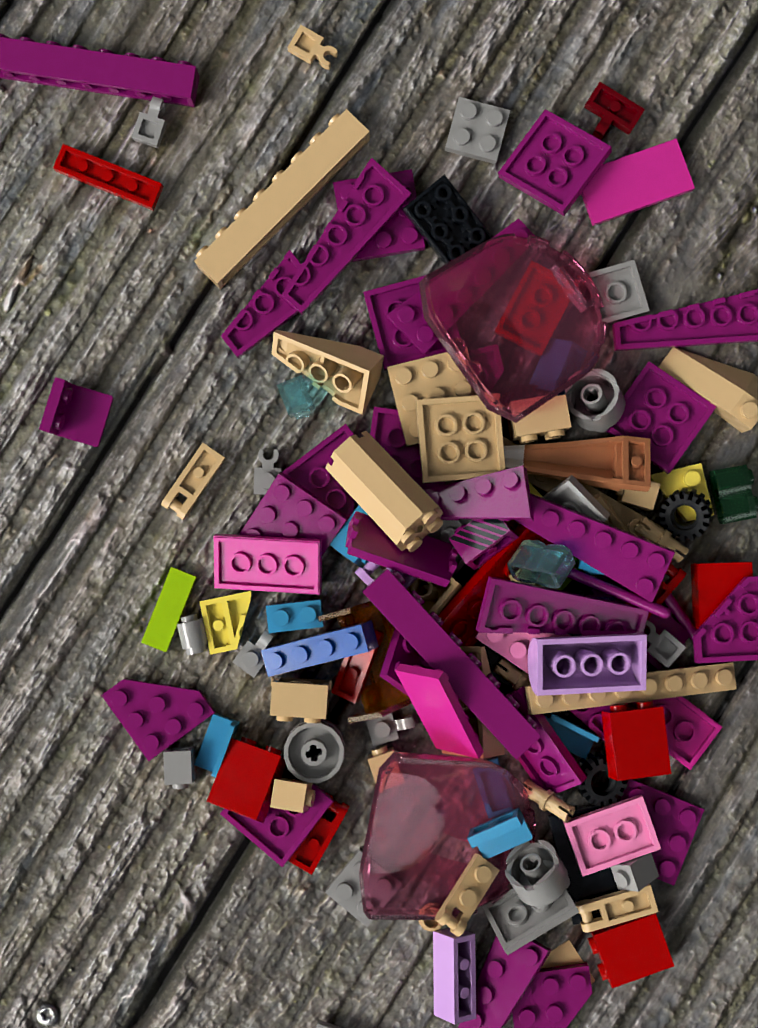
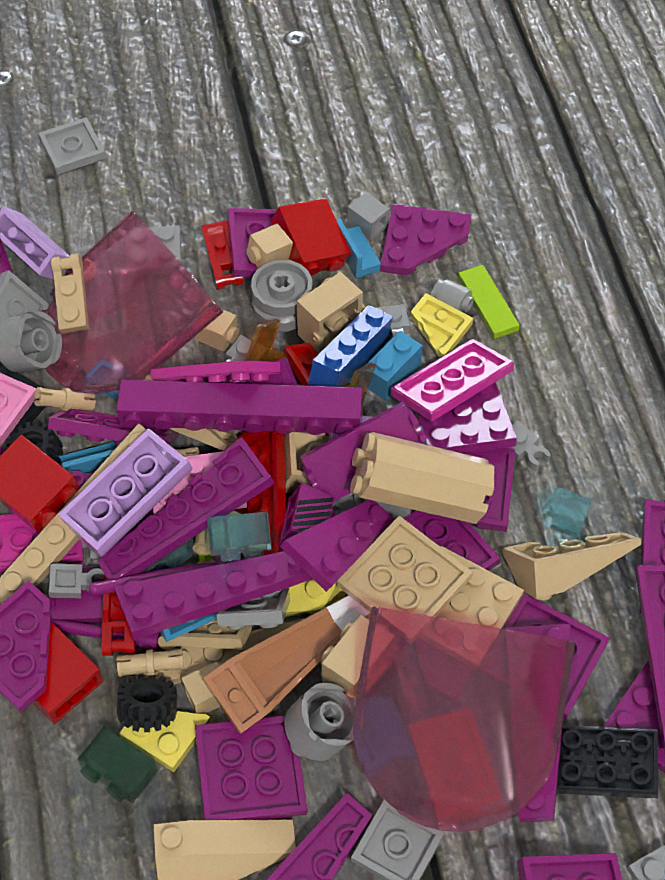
camera: 135 degrees right, 30 degrees down
(193, 480) = (572, 393): tan plate -> none
(500, 834) = (83, 347): dark azure panel -> none

